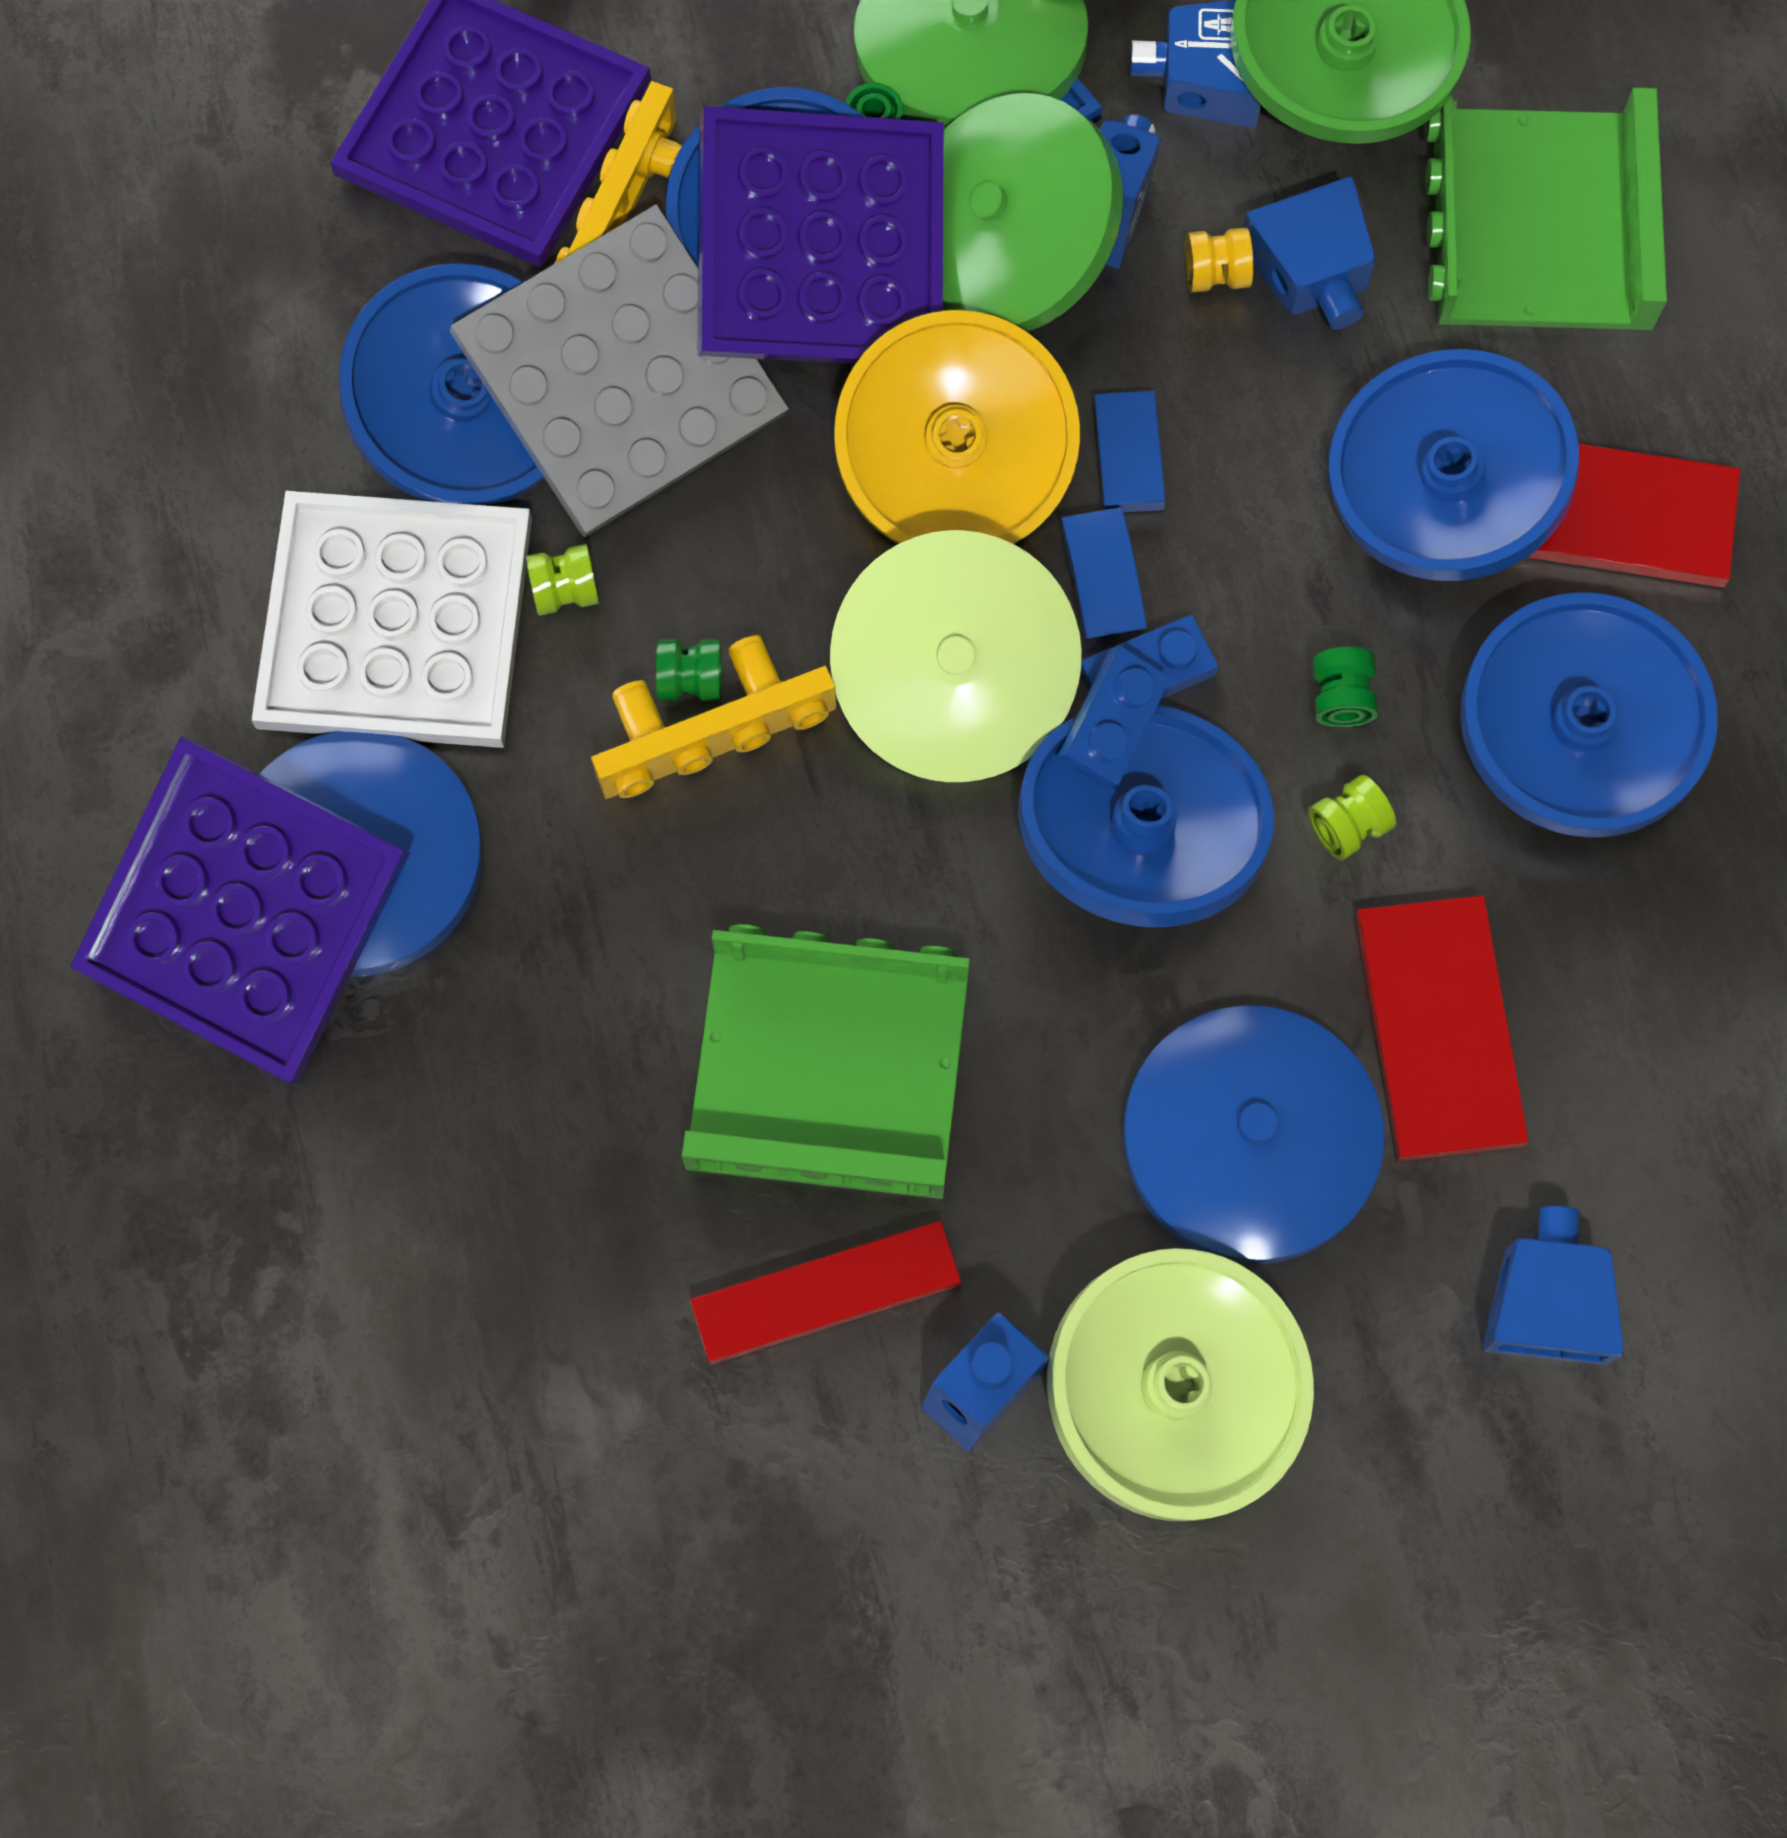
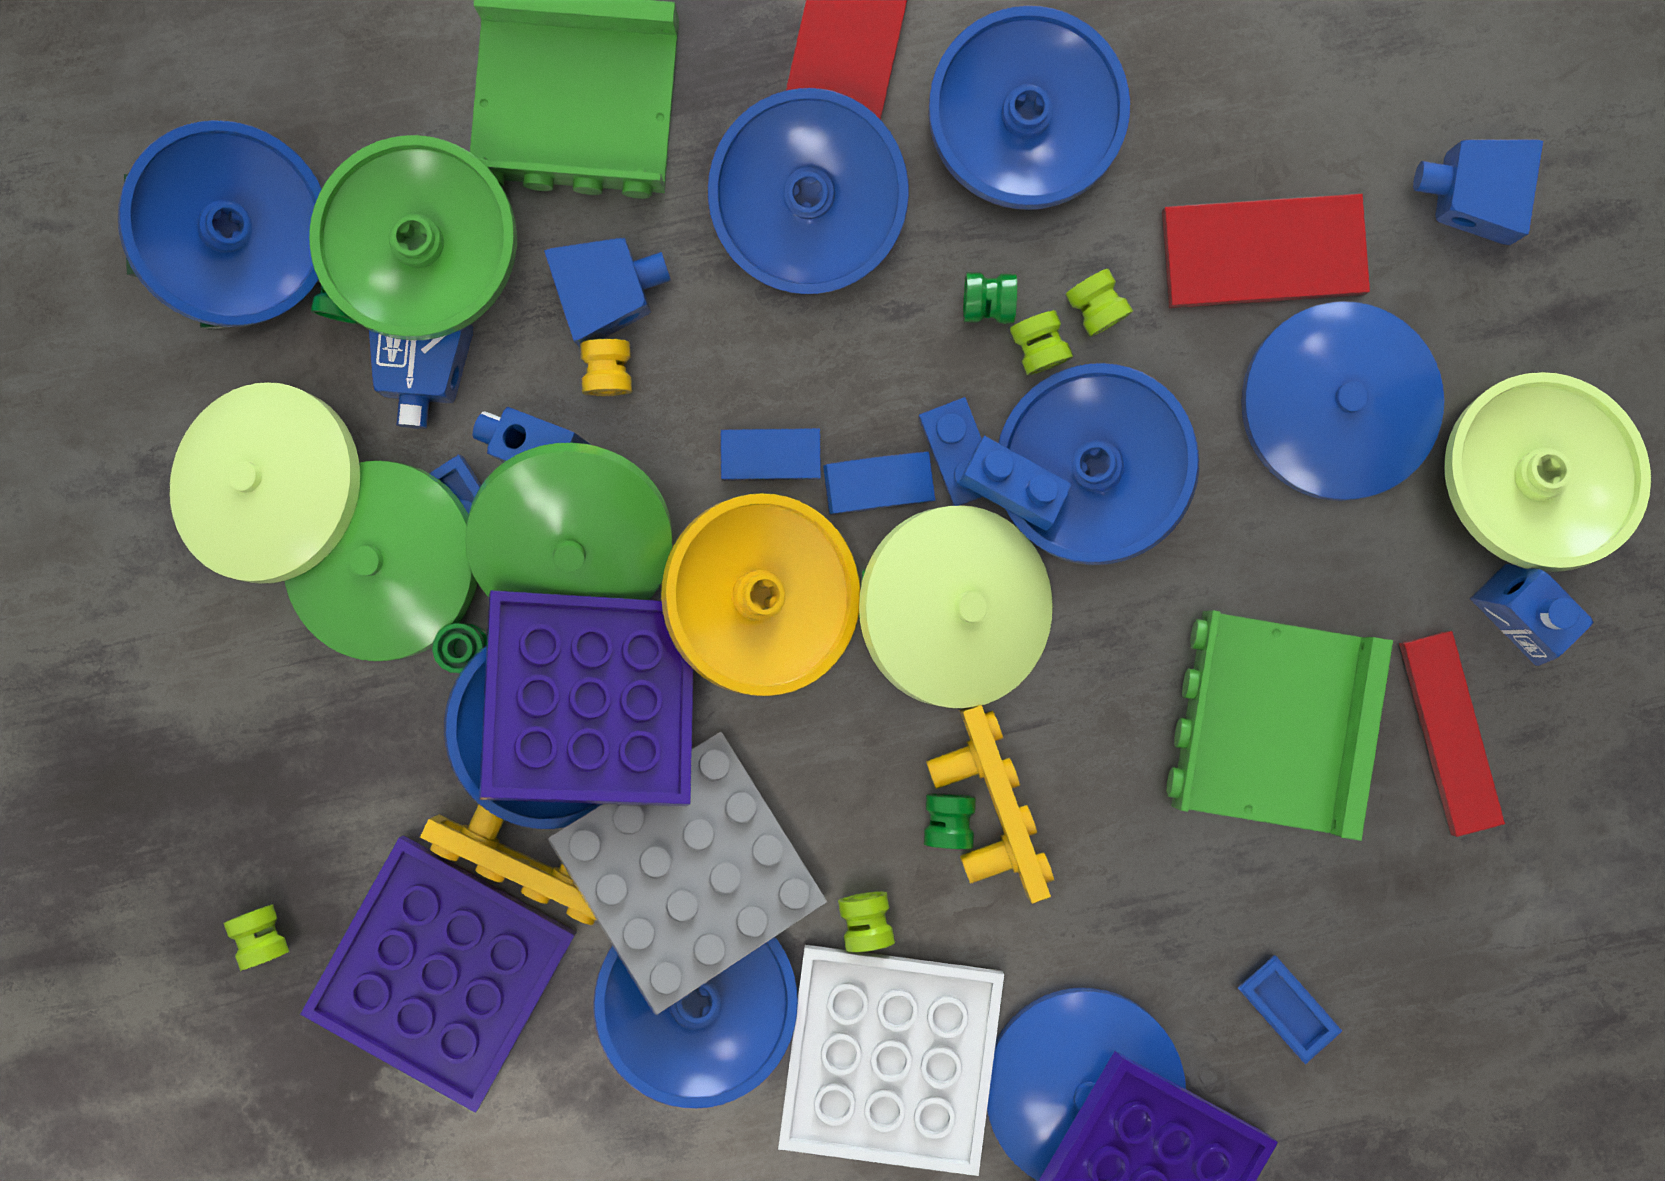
camera: 85 degrees left, 15 degrees up
(459, 1097) = (1290, 1009): none -> blue tile
(1294, 750) = (1045, 353): none -> lime wheel

